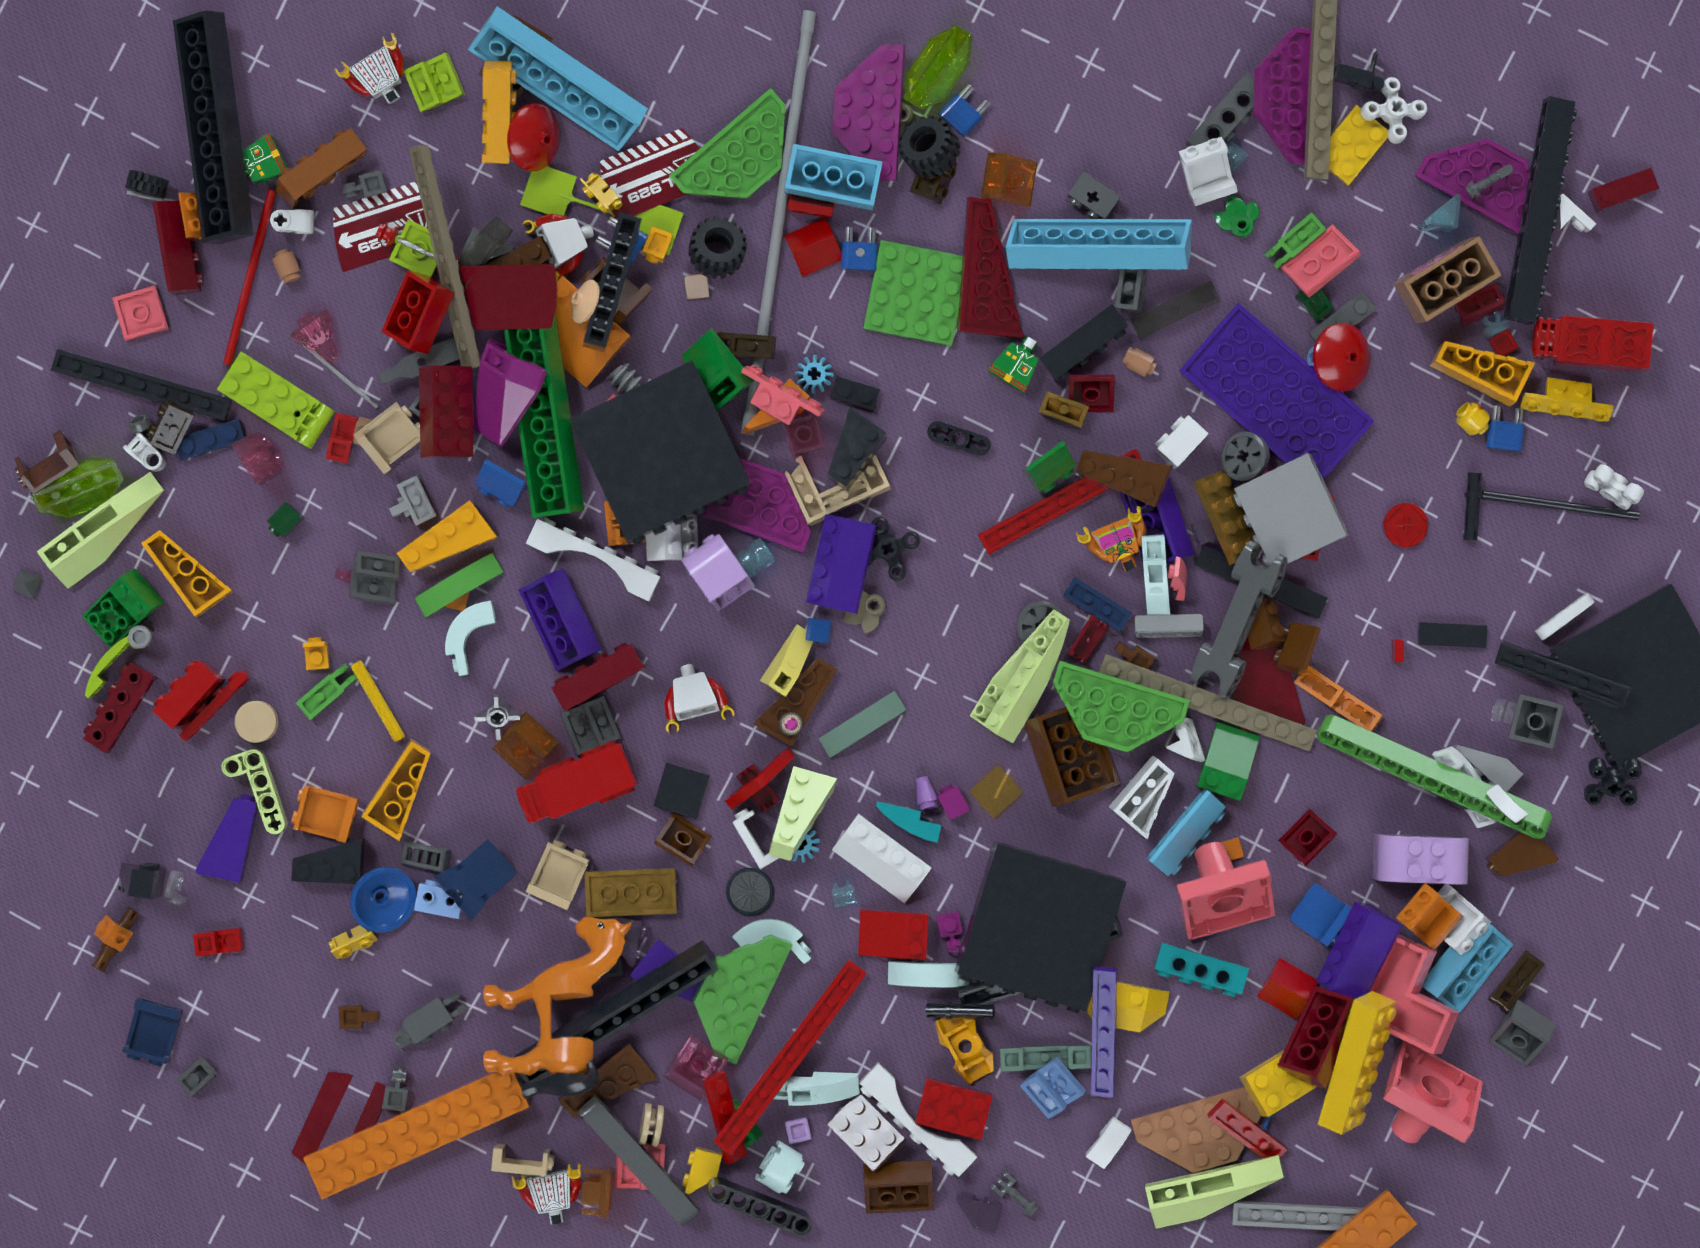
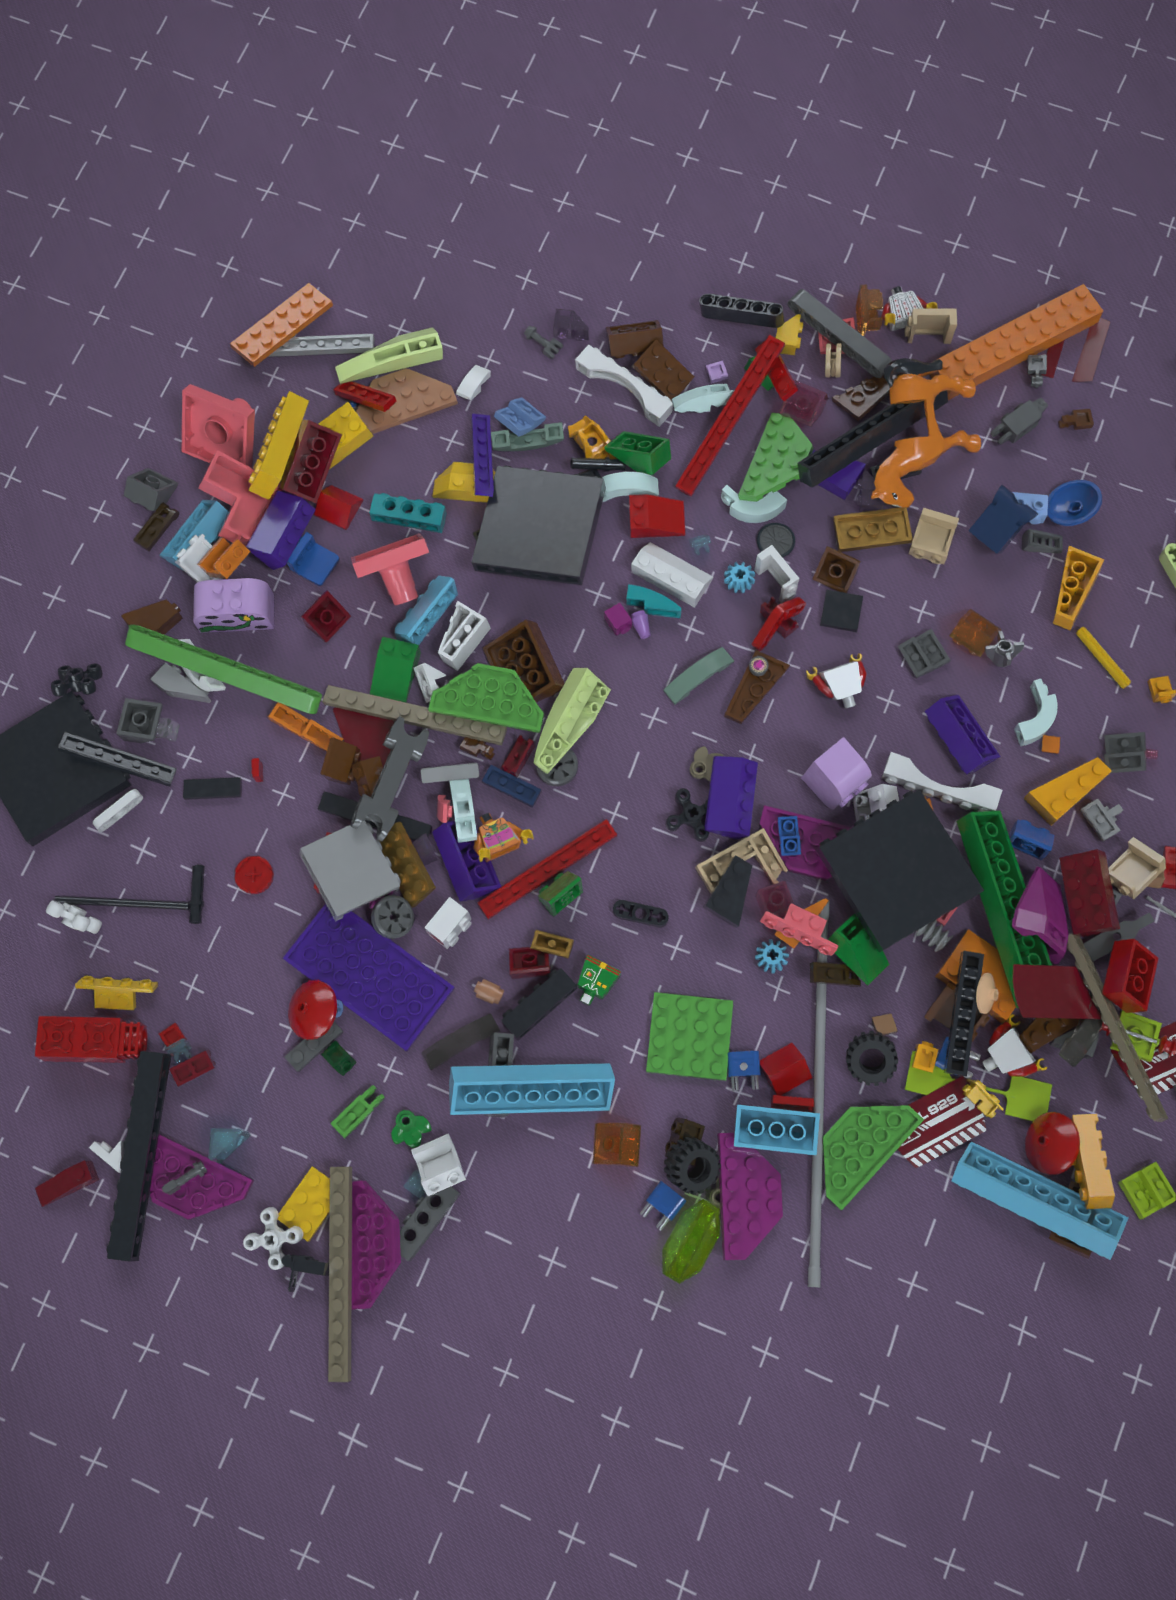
camera: 175 degrees left, 15 degrees down
(324, 693) = (1149, 658): bright green hinge -> none
(325, 813) = (1130, 567): orange panel -> none
(332, 865) = (1119, 525): black wedge -> none
(343, 946) = (1097, 470): yellow hinge -> none
(458, 584) = (1050, 755): bright green slope -> none
(572, 784) = (928, 603): red piece -> none
(598, 677) = (924, 687): dark red brick -> none
(755, 557) = (806, 795): clear light blue wheel -> none
(779, 511) = (789, 836): none -> blue slope
(779, 1167) = (728, 339): light aqua brick -> none
(788, 662) = (766, 714): light yellow slope -> none
(801, 806) = (743, 599): yellowish green wedge -> none
(818, 630) = (744, 744): blue tile -> none
(855, 393) = (734, 944): black plate -> none
(907, 1021) = (640, 451): none -> green slope
(950, 925) = (611, 528): magenta plate -> none
(953, 1108) = (596, 394): red brick -> none
(985, 286) = (629, 1047): dark red wing -> none
(995, 791) = (584, 633): clear yellow piece -> none
(1087, 185) = (528, 1133): dark grey brick -> none
(1131, 476) = (488, 887): reddish brown wing -> none
(1233, 848) = (387, 606): orange piece -> none
(1321, 261) = (333, 1093): coral tile -> none
(1447, 279) = (220, 1083): medium nougat brick -> none
(1472, 418) = (197, 967): yellow head -> none
(1484, 371) = (183, 1007): light orange wedge -> none
(1505, 434) = (169, 957): blue piece -> none
(1505, 804) = (161, 646): white sticker -> none

